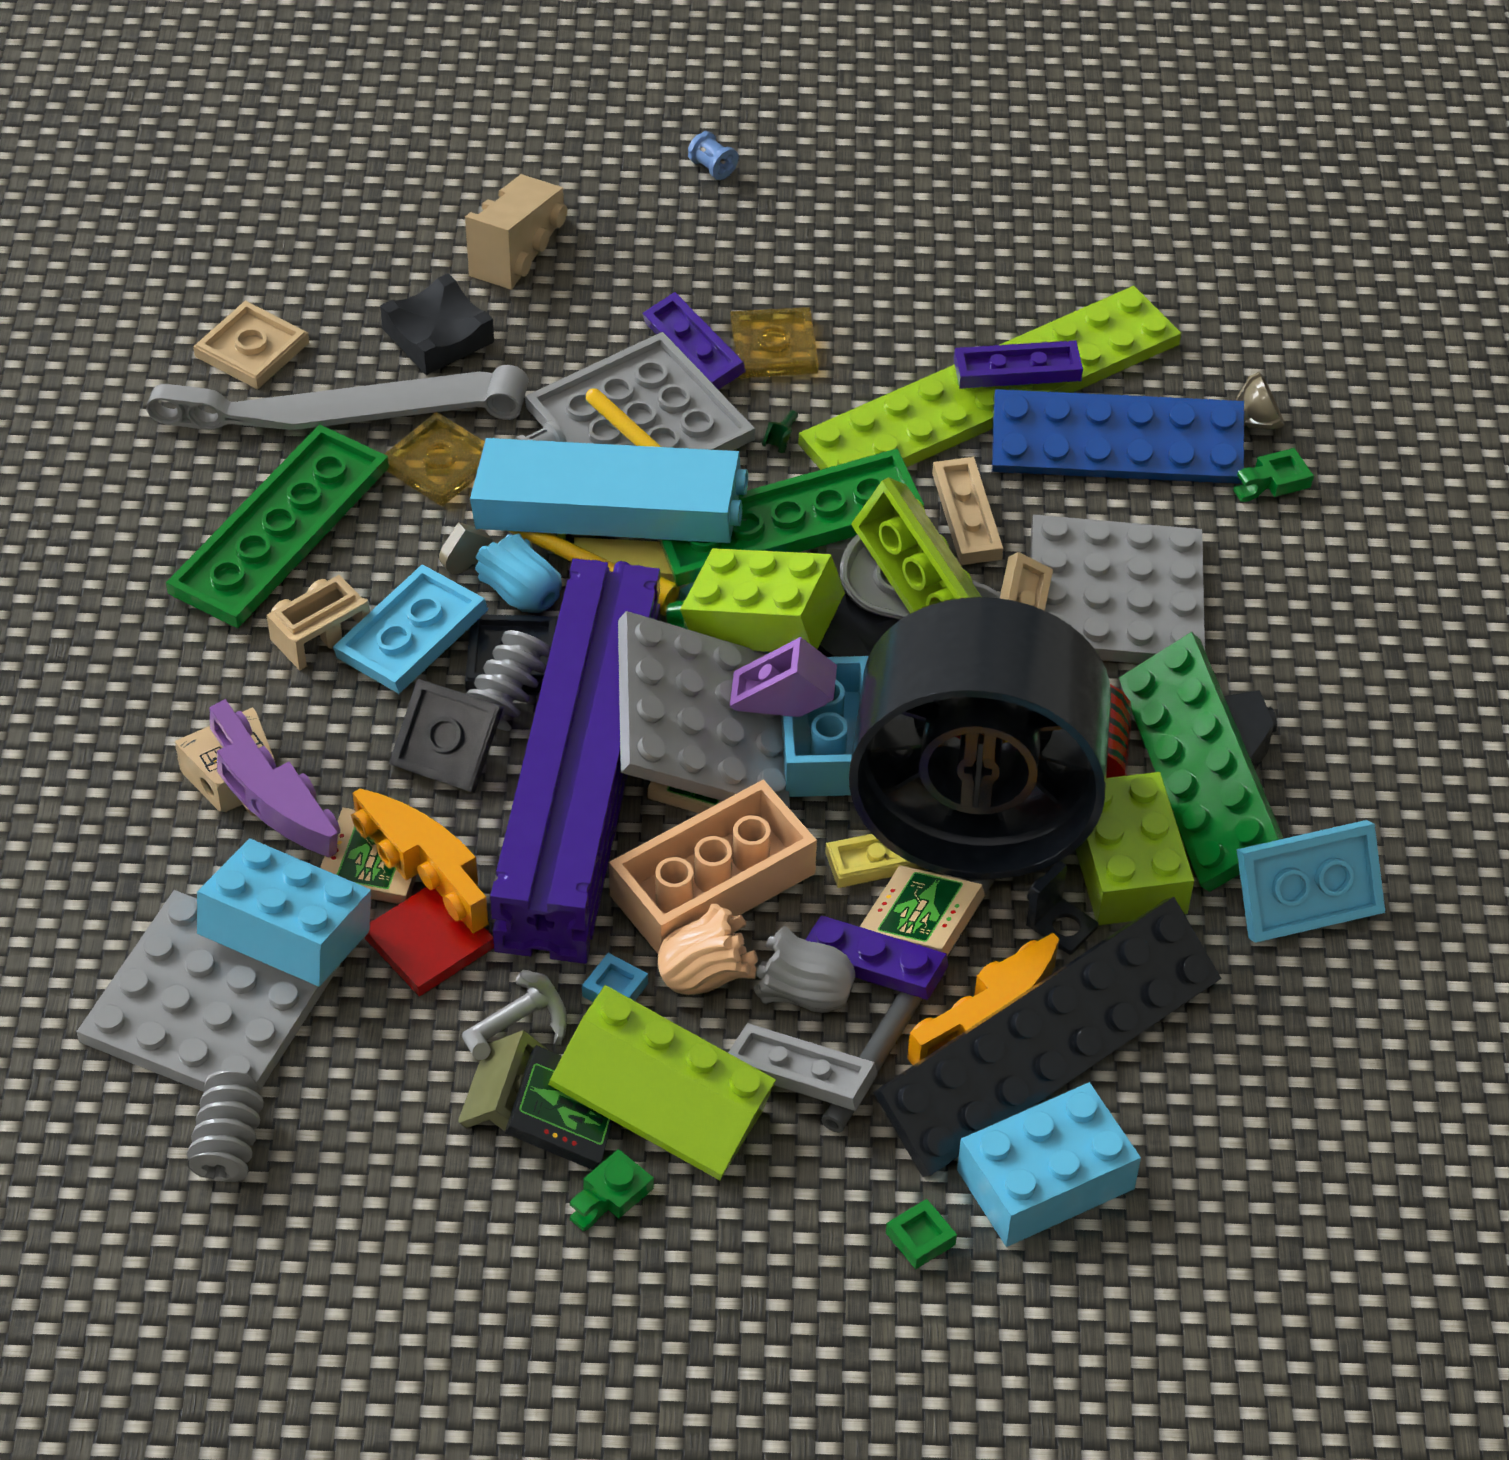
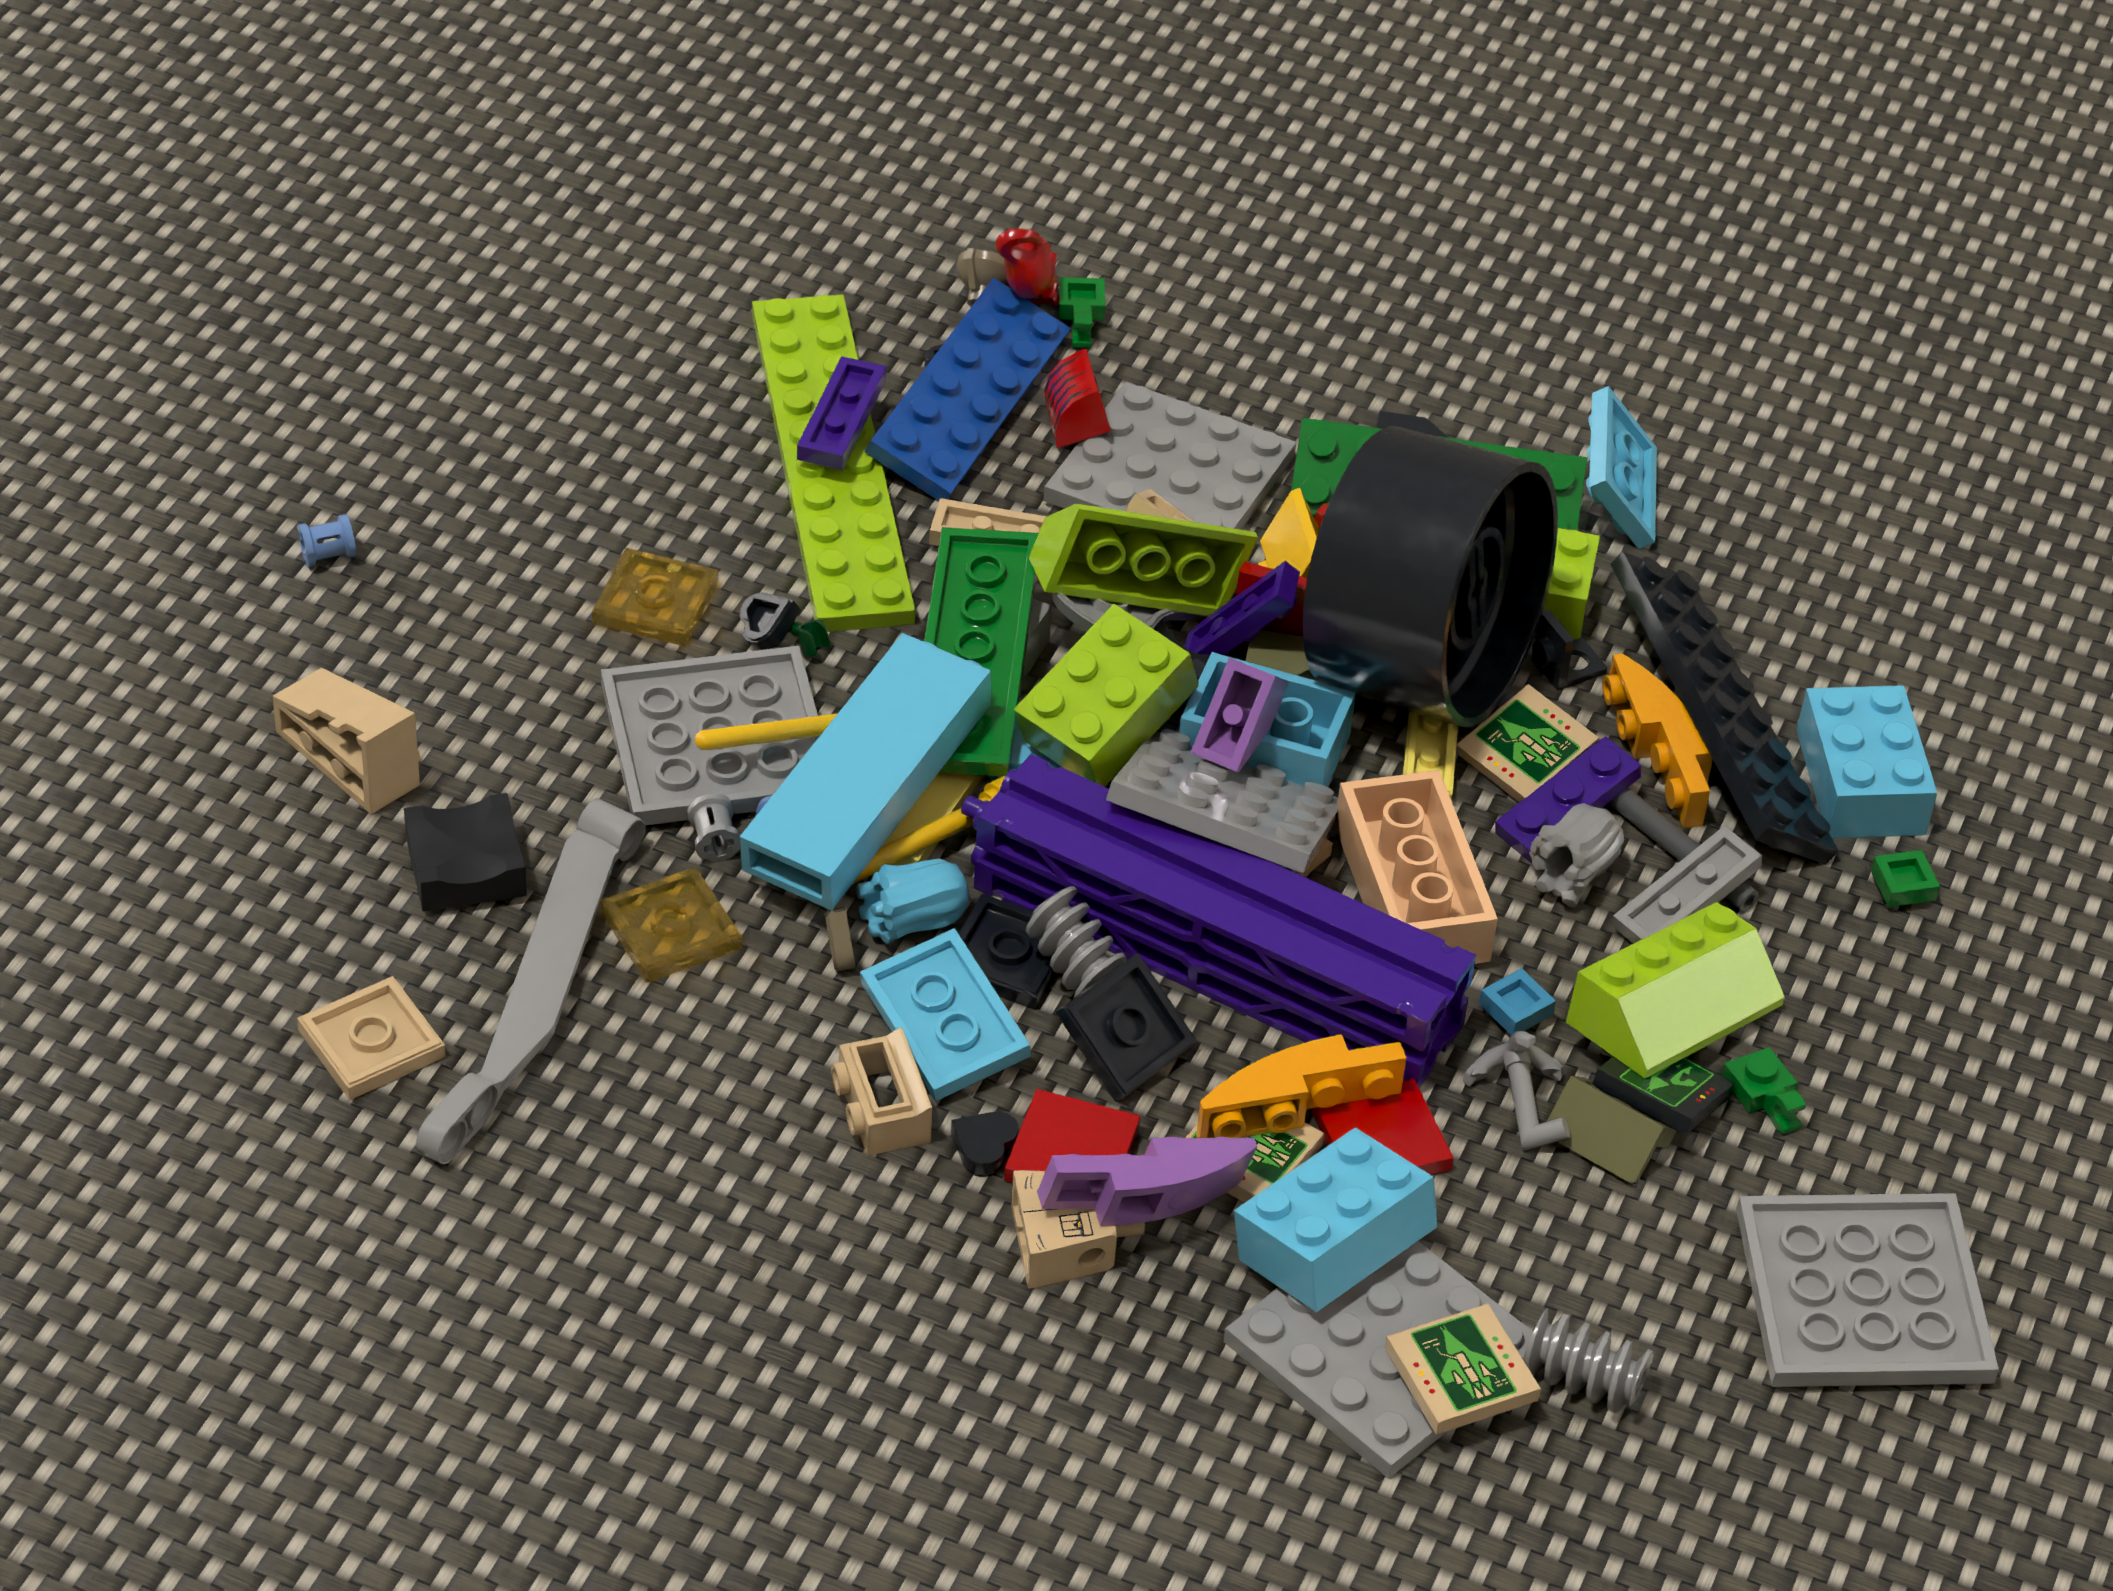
camera: 70 degrees left, 5 degrees down
(175, 1042) = (1462, 1368): none -> tile
(277, 526) = (707, 1089): green plate -> none
(306, 696) = (984, 1140): none -> black tile
(327, 746) = (1069, 1126): none -> red tile
(401, 1317) = (1865, 1290): none -> light grey plate
(695, 340) = (582, 655): dark purple plate -> none
(706, 953) = (1529, 909): light nougat piece -> none
(779, 406) = (767, 619): none -> black tile
(1140, 500) = (1075, 401): none -> red brick
(1255, 413) = (1029, 265): none -> red animal

